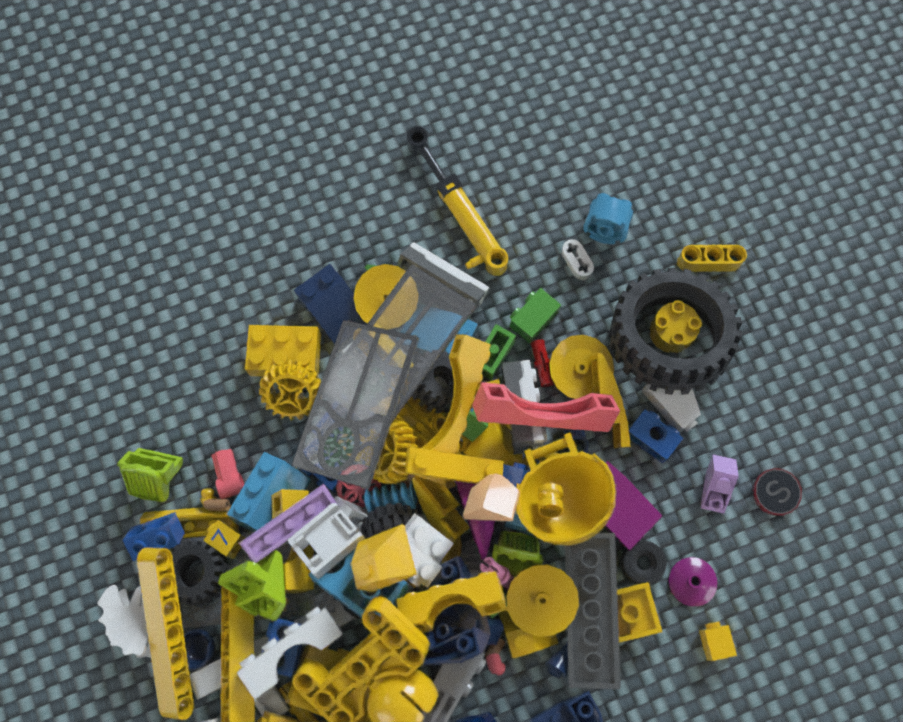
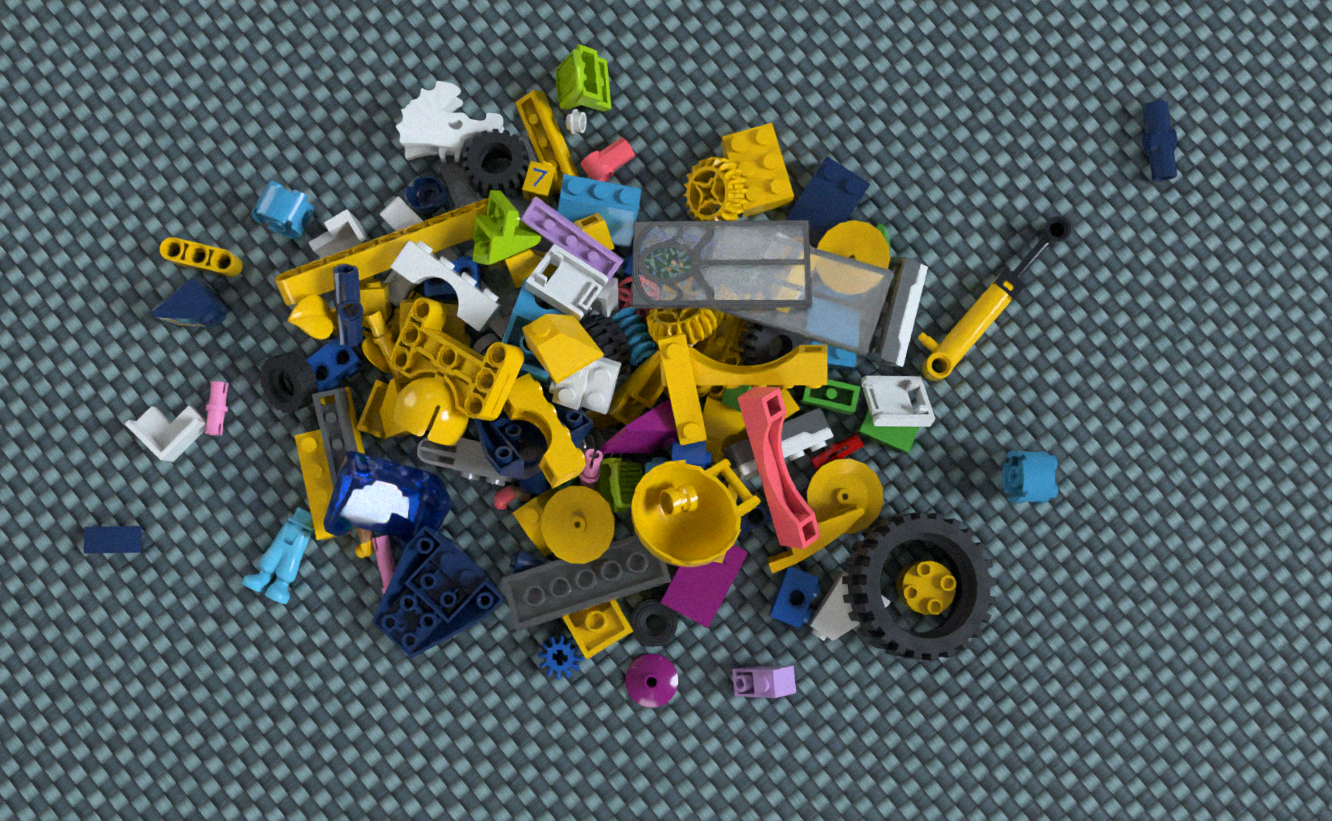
camera: 70 degrees right, 10 degrees up
(157, 533) = (520, 110): blue brick -> none
(165, 633) = (430, 157): yellow beam -> none
(182, 491) = (576, 122): none -> white plate
(211, 503) = (573, 155): medium nougat arm -> none
(352, 635) = (484, 343): none -> white tile
(373, 44) = (1159, 140): none -> dark blue piece
(492, 500) = (659, 438): light nougat slope -> none
(516, 306) = (890, 402): none -> white container
(581, 256) = (966, 452): white beam -> none
(654, 665) = (553, 662): none -> blue gear
(717, 641) = (596, 720): yellow brick -> none
(719, 252) = (1033, 617): yellow beam -> none
(777, 492) = (776, 747): black tile -> none

